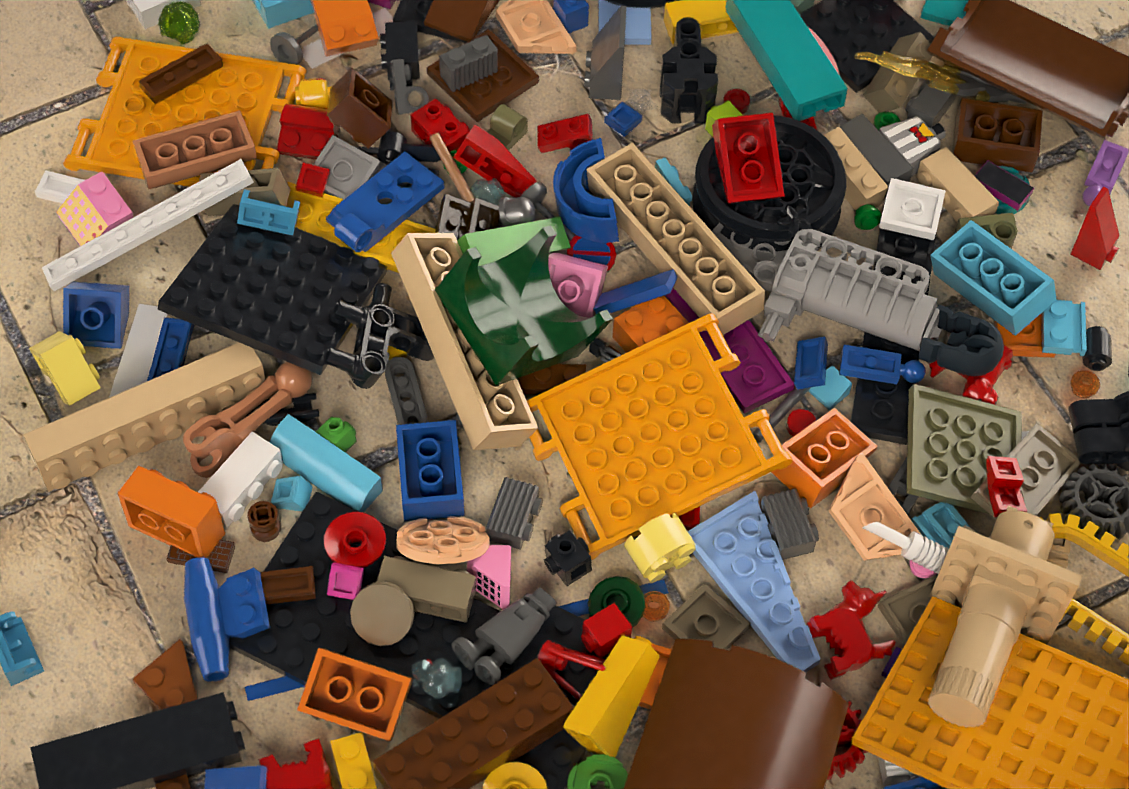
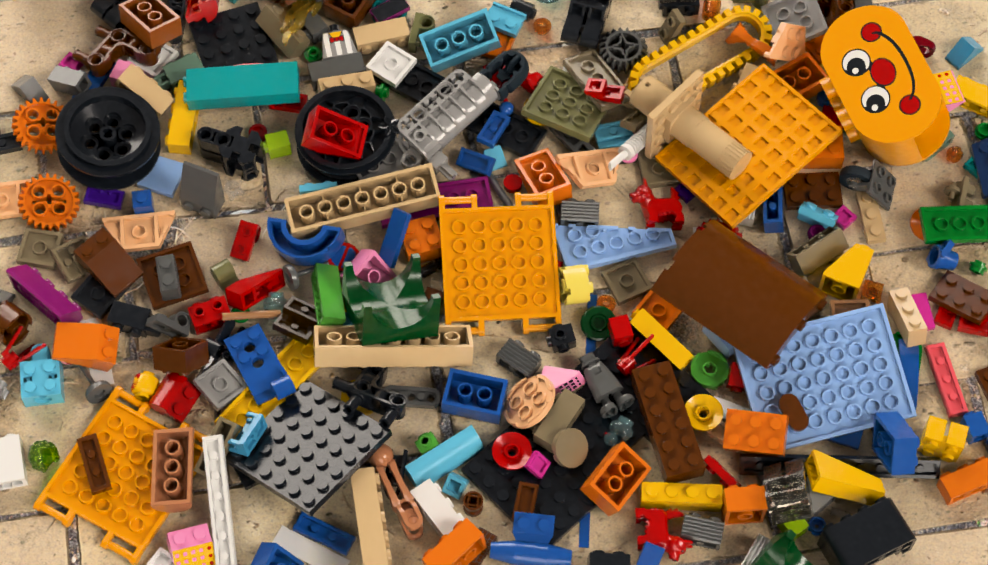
camera: 70 degrees left, 5 degrees up
(312, 179) = (223, 403): red tile -> none
(515, 211) = (304, 287): flat silver piece -> none
(623, 119) = (243, 203): blue tile -> none

